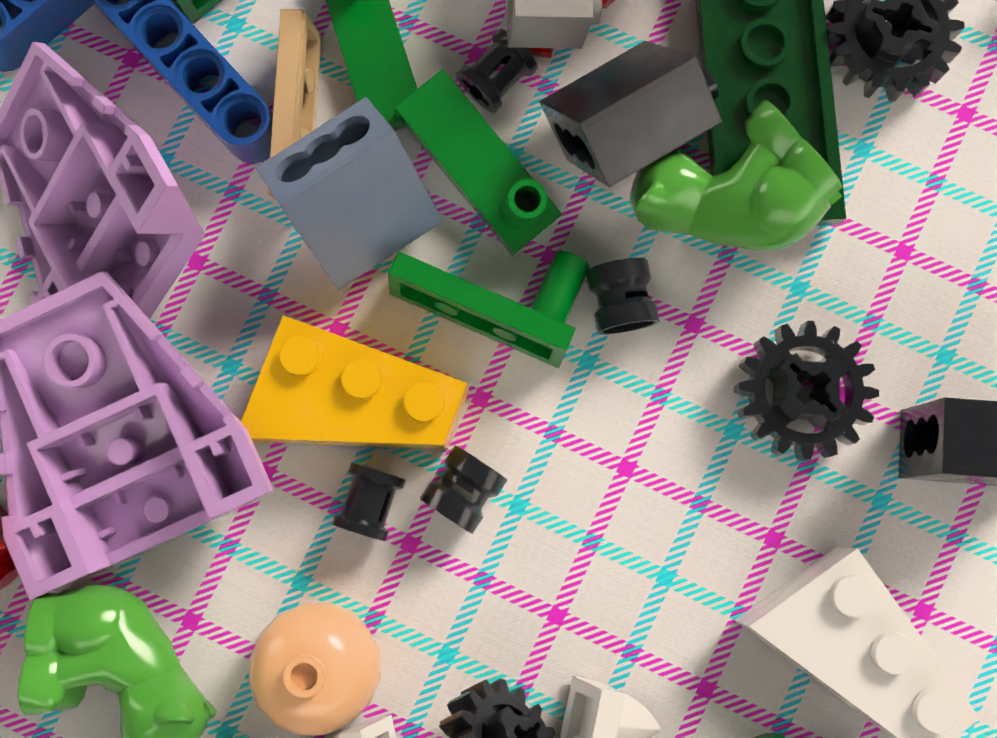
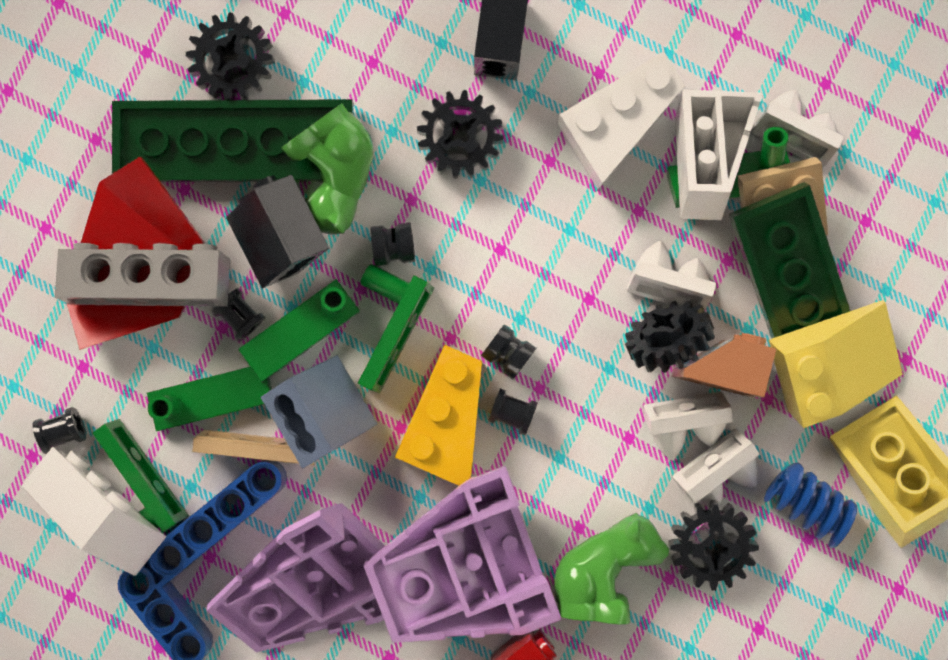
camera: 90 degrees left, 5 degrees up
(314, 669) = (612, 450): light nougat cylinder -> none

